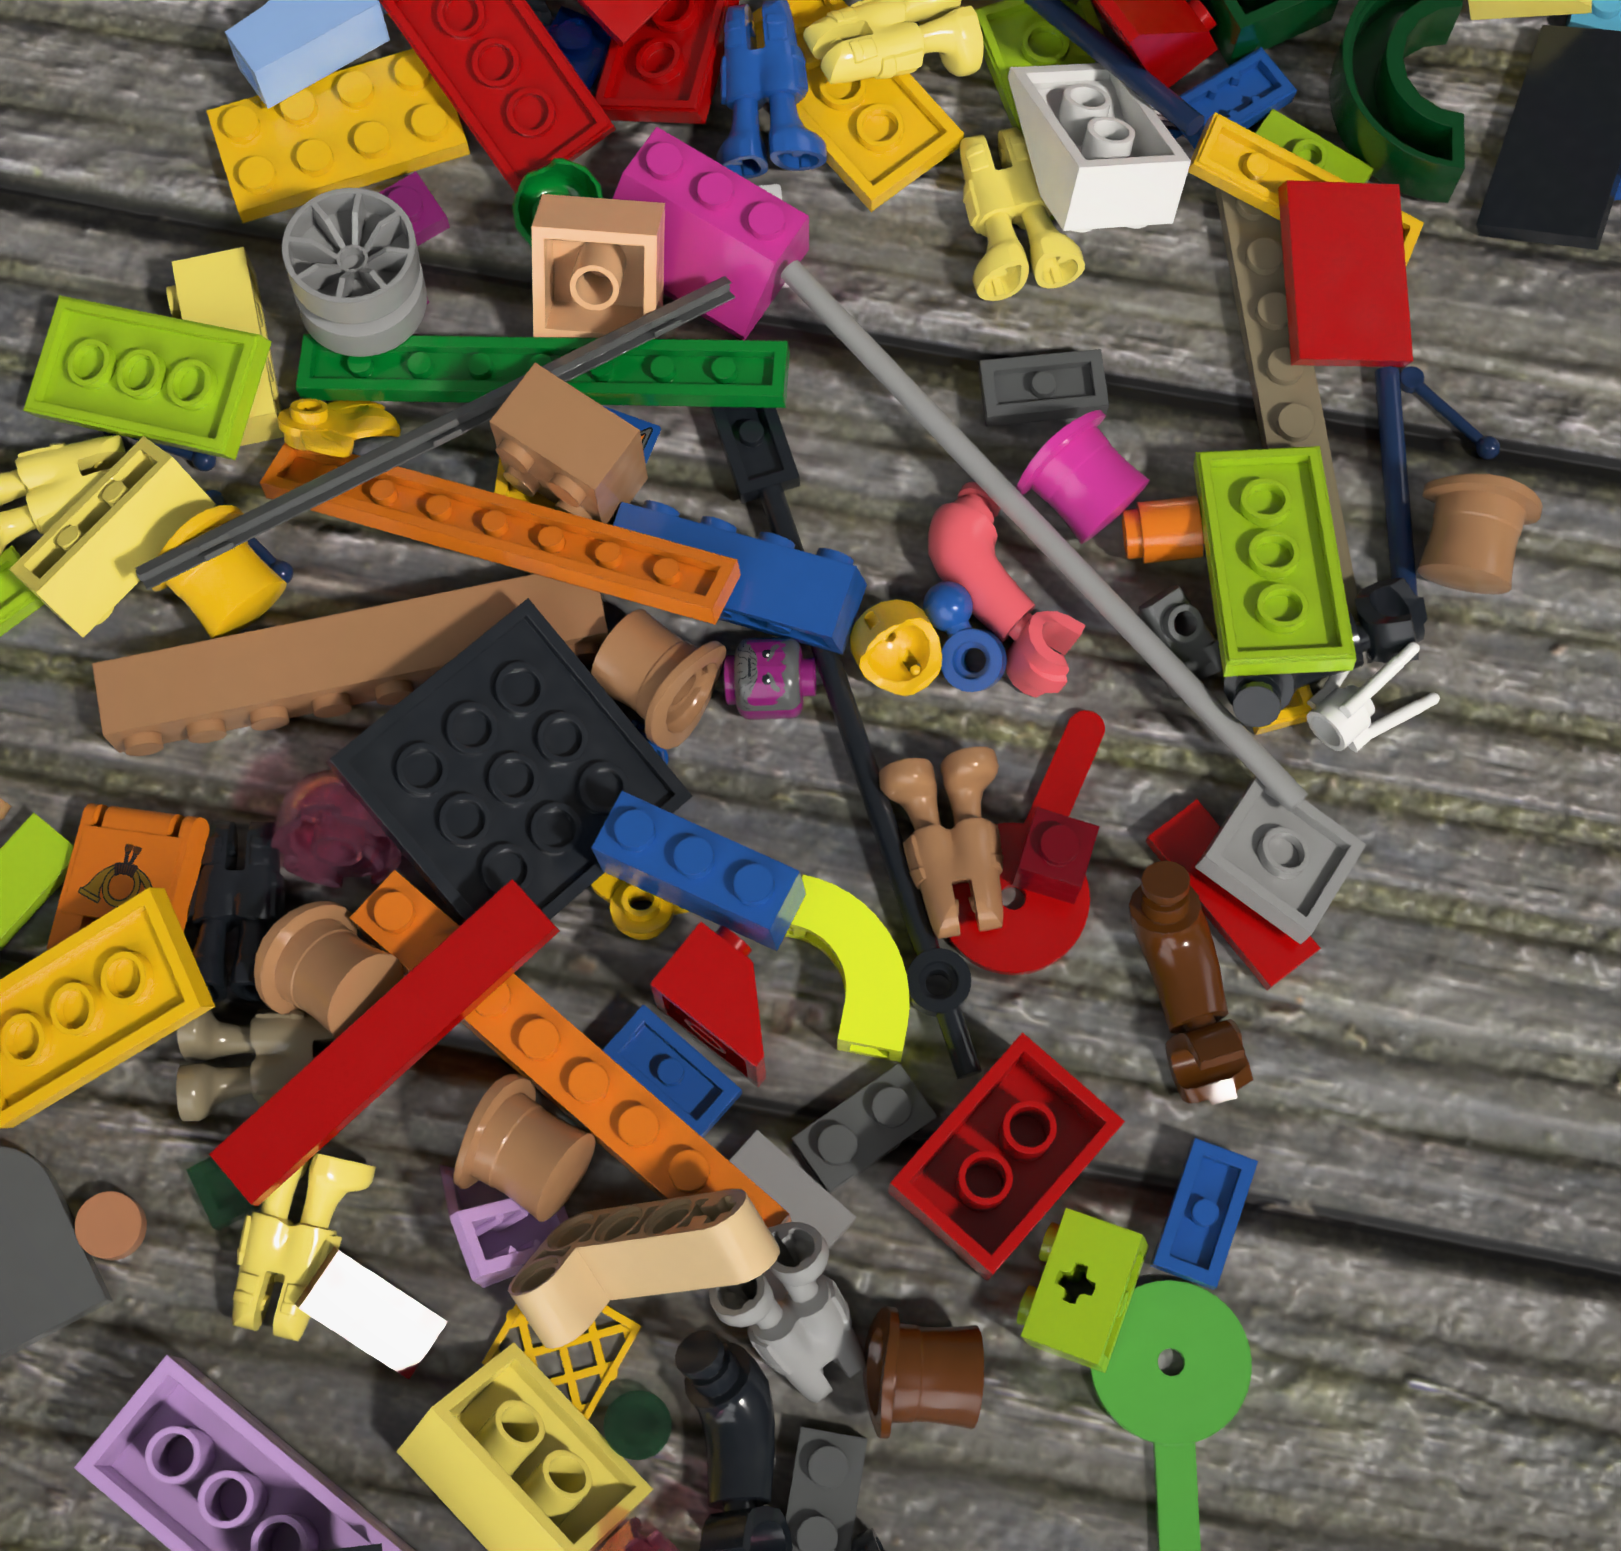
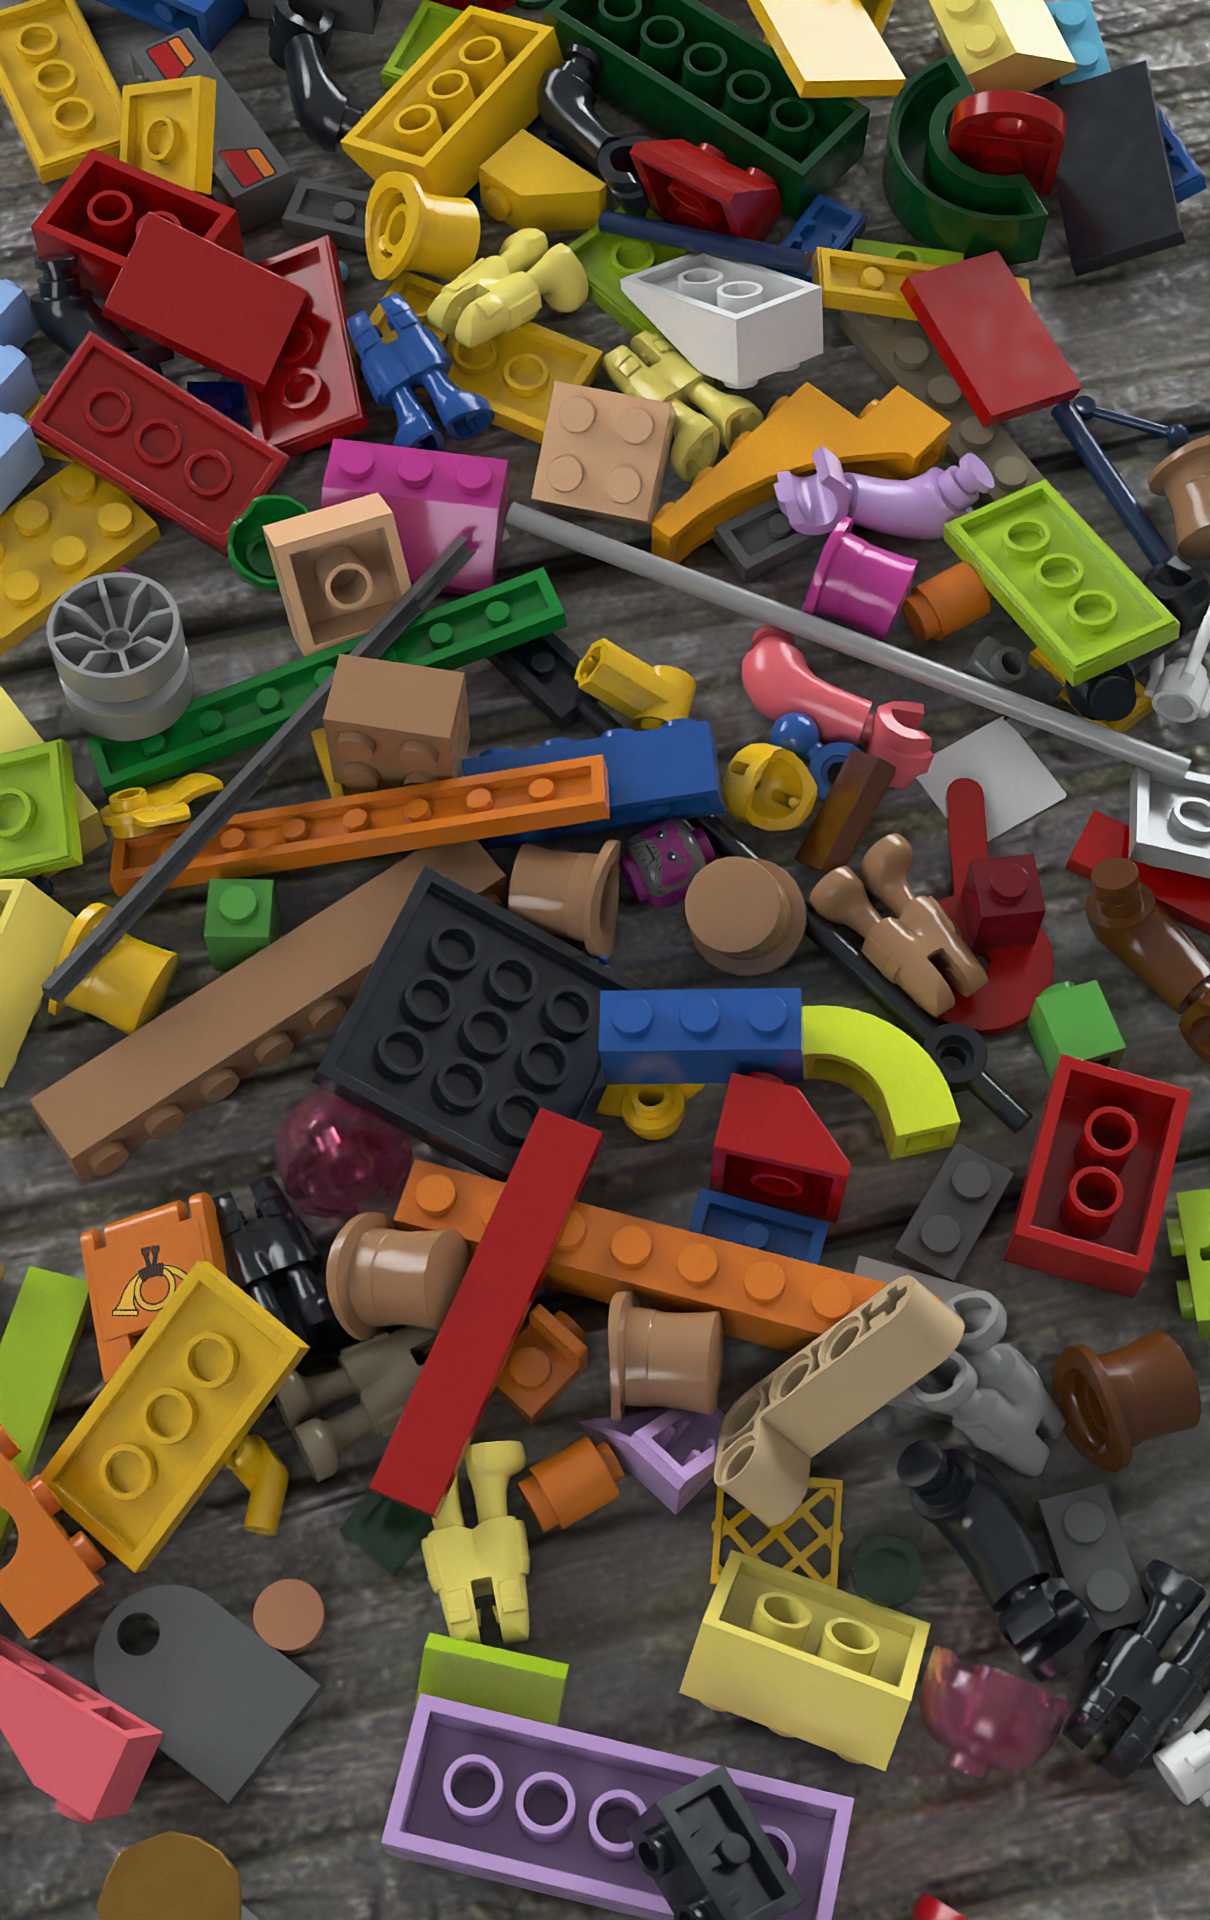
camera: 25 degrees left, 10 degrees down
(146, 1093) = (265, 1479): none -> yellow arm
(246, 1367) = (493, 1678): none -> lime tile
(357, 571) = (240, 919): none -> bright green brick
(371, 1313) = (588, 1576): tile -> none
(398, 1222) = (571, 1484): none -> orange brick
(427, 1100) = (543, 1363): none -> orange bracket
(810, 762) = (745, 915): none -> medium nougat piece
(834, 509) = (635, 688): none -> yellow piece
(904, 247) = (604, 454): none -> light nougat brick
(952, 705) = (845, 812): none -> reddish brown tile
(1062, 1007) = (1075, 1024): none -> bright green brick
(1103, 308) = (887, 441): none -> light orange arch
(1137, 717) = (1004, 766): none -> white sticker
(1164, 413) = (891, 507): none -> lavender piece
(1463, 72) = (1009, 135): none -> red tile

